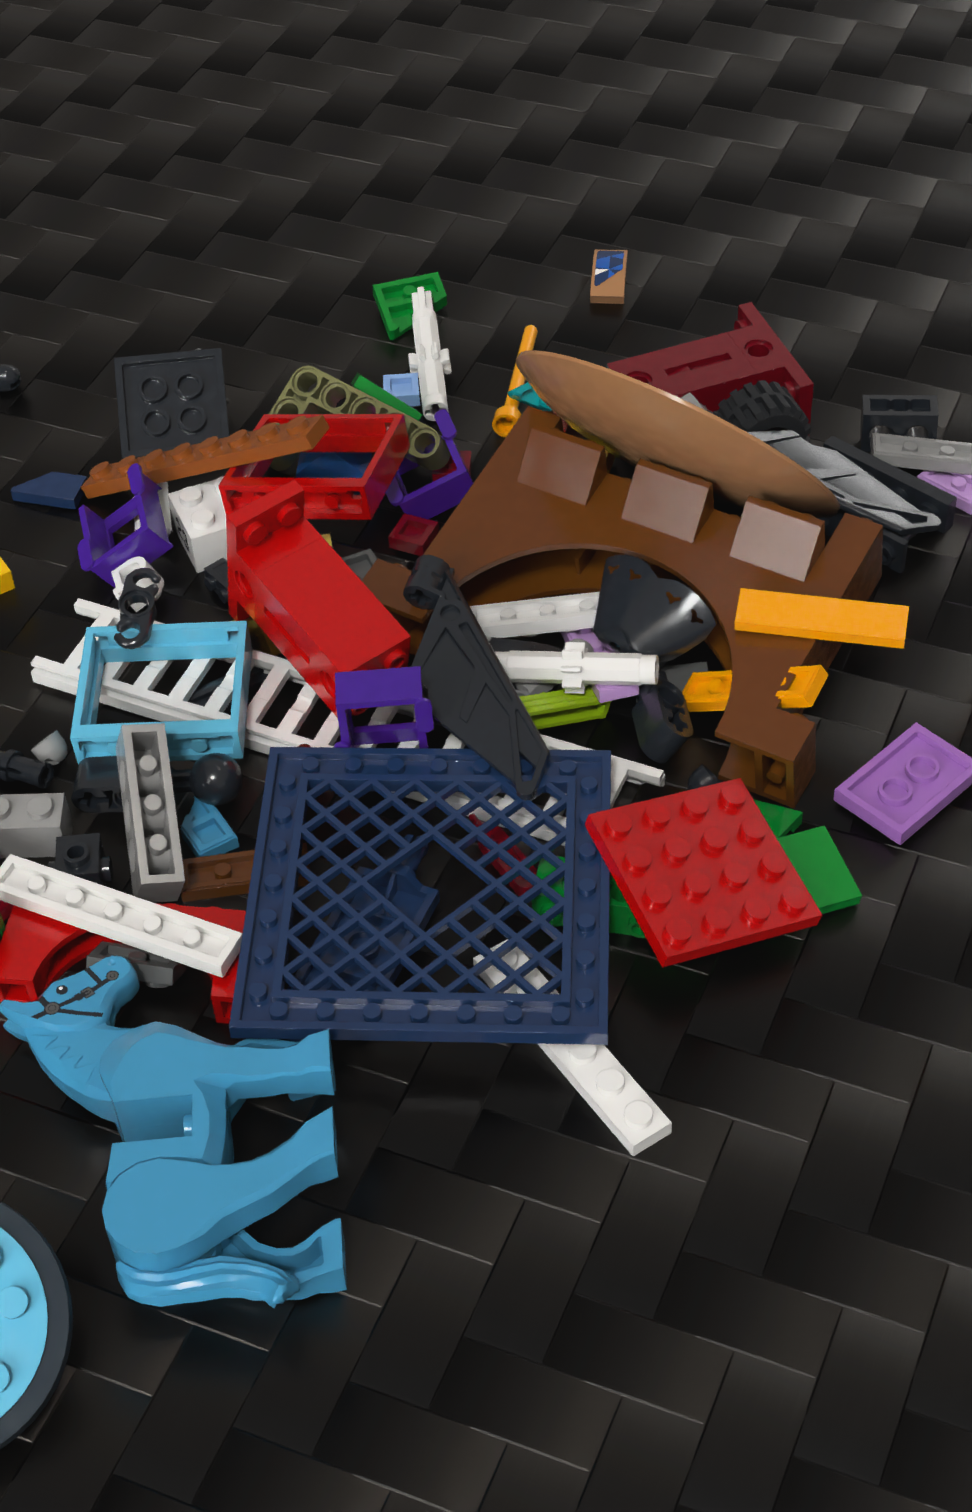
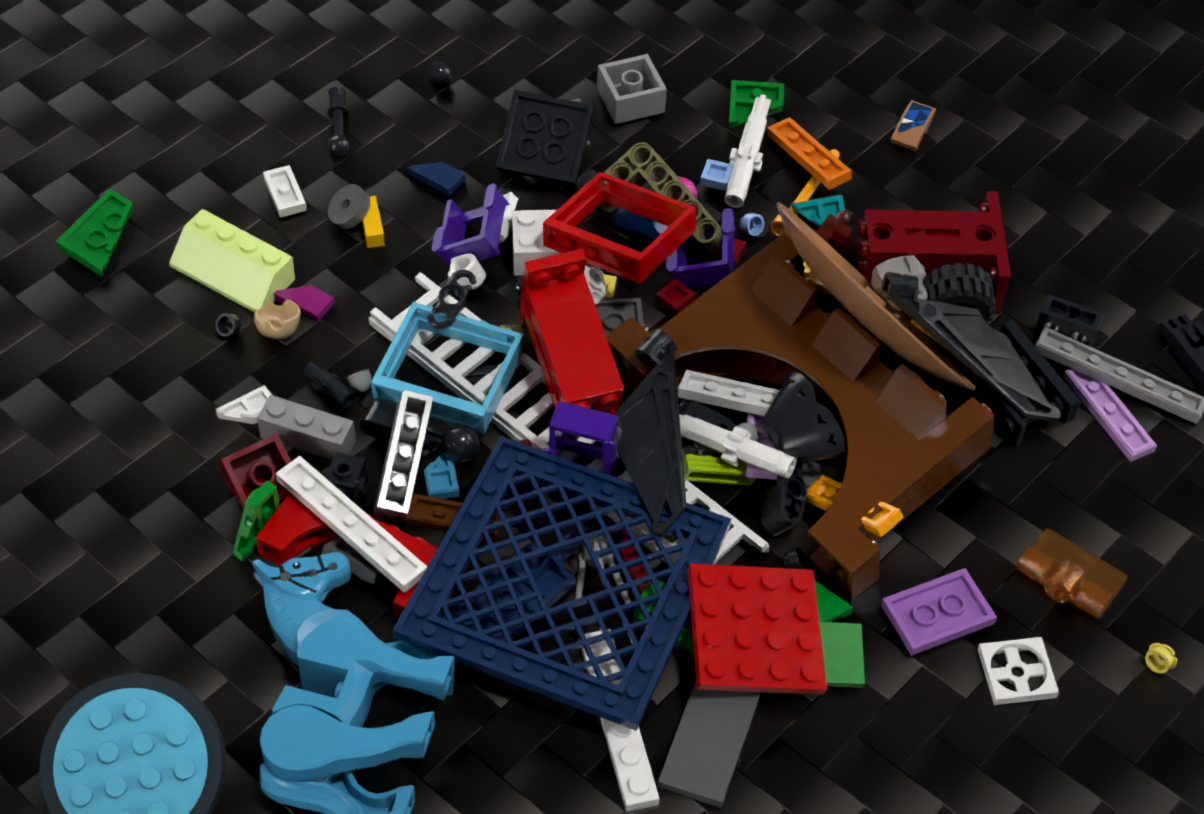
camera: 15 degrees right, 5 degrees up
(210, 455) = (547, 194): dark orange plate -> none
(255, 326) = (631, 88): none -> light grey brick
(372, 389) = (697, 183): green tile -> none
(442, 861) = (584, 558): none -> light grey plant
(469, 430) = (752, 220): none -> light blue hinge
(500, 332) = (809, 153): none -> orange plate
(701, 1034) = (708, 744): none -> dark grey tile
(822, 618) = (917, 473): light orange tile -> none

